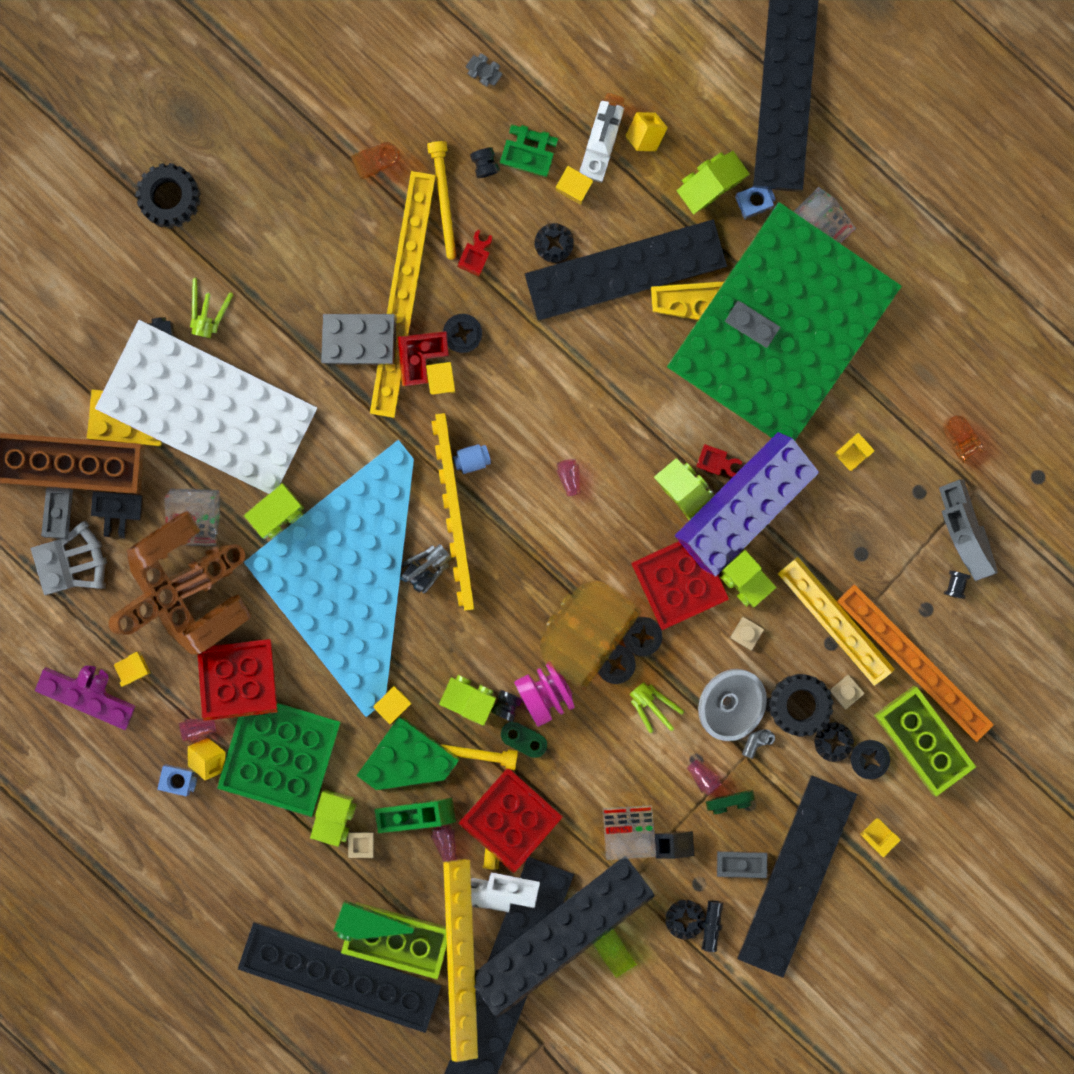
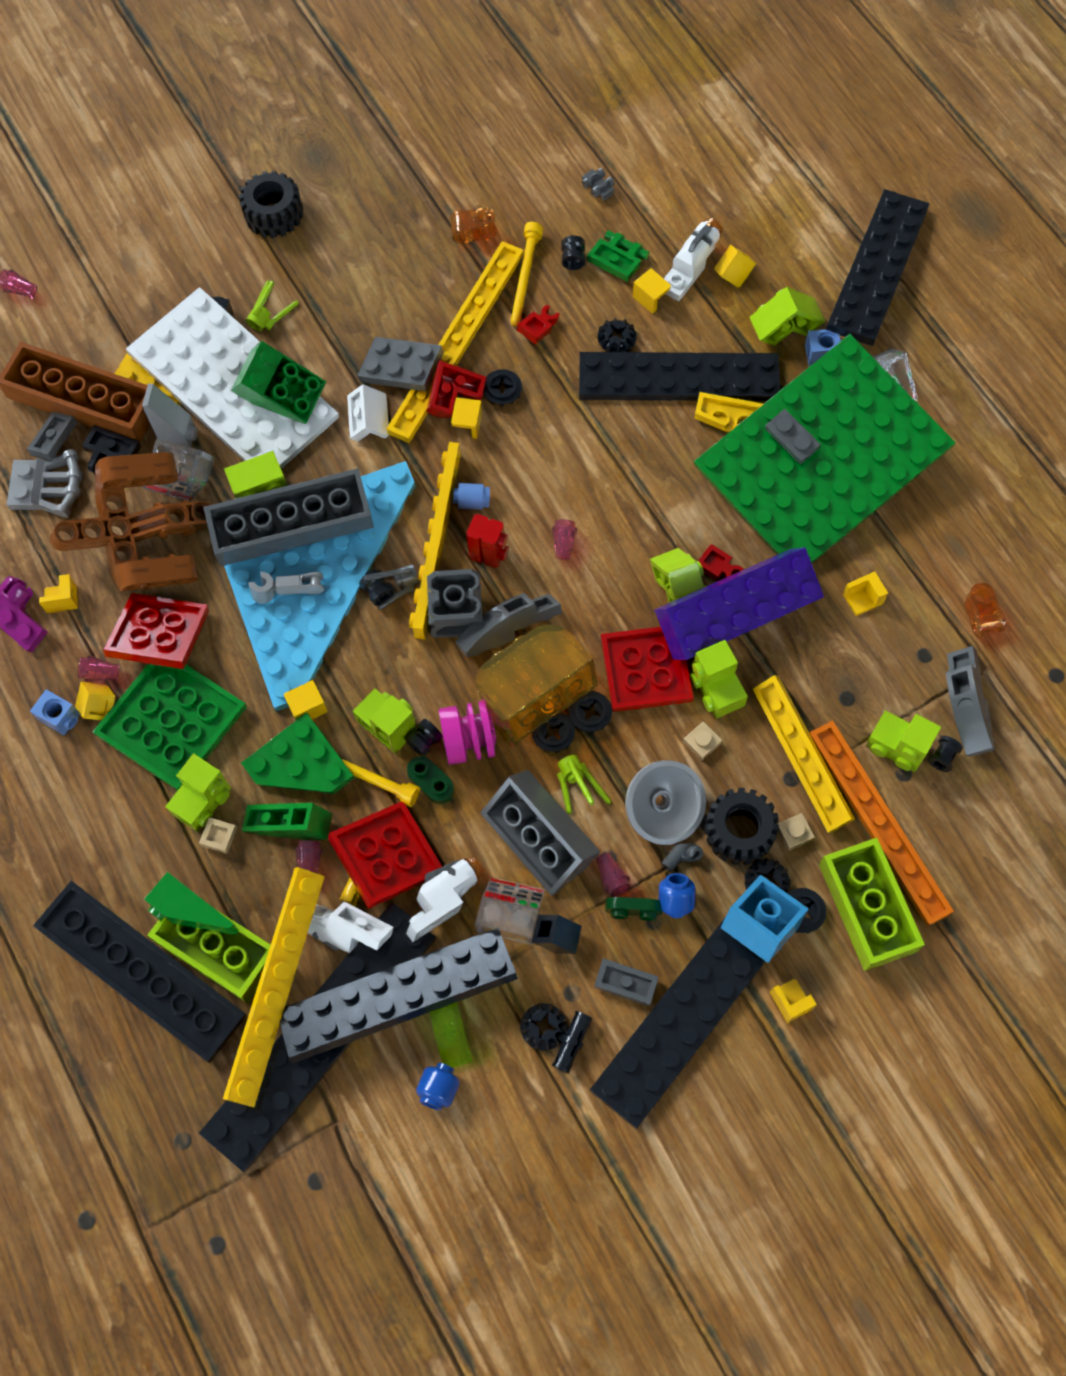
camera: 25 degrees right, 20 degrees down
(169, 472) = (168, 419): none -> light grey slope
(255, 404) = (278, 383): none -> green slope
(318, 541) = (288, 517): none -> dark grey brick
(338, 603) = (286, 585): none -> light grey piece
(345, 400) = (367, 413): none -> white panel
(493, 573) = (453, 601): none -> dark grey piece
(504, 506) = (487, 541): none -> red brick
(542, 577) = (503, 620): none -> dark grey slope
(568, 840) = (442, 894): none -> white plate
(616, 995) = (437, 1086): none -> blue head
(632, 759) = (539, 831): none -> dark grey slope
(763, 781) = (677, 895): none -> blue head
(841, 784) = (764, 918): none -> dark azure brick
(917, 585) = (903, 741): none -> lime brick

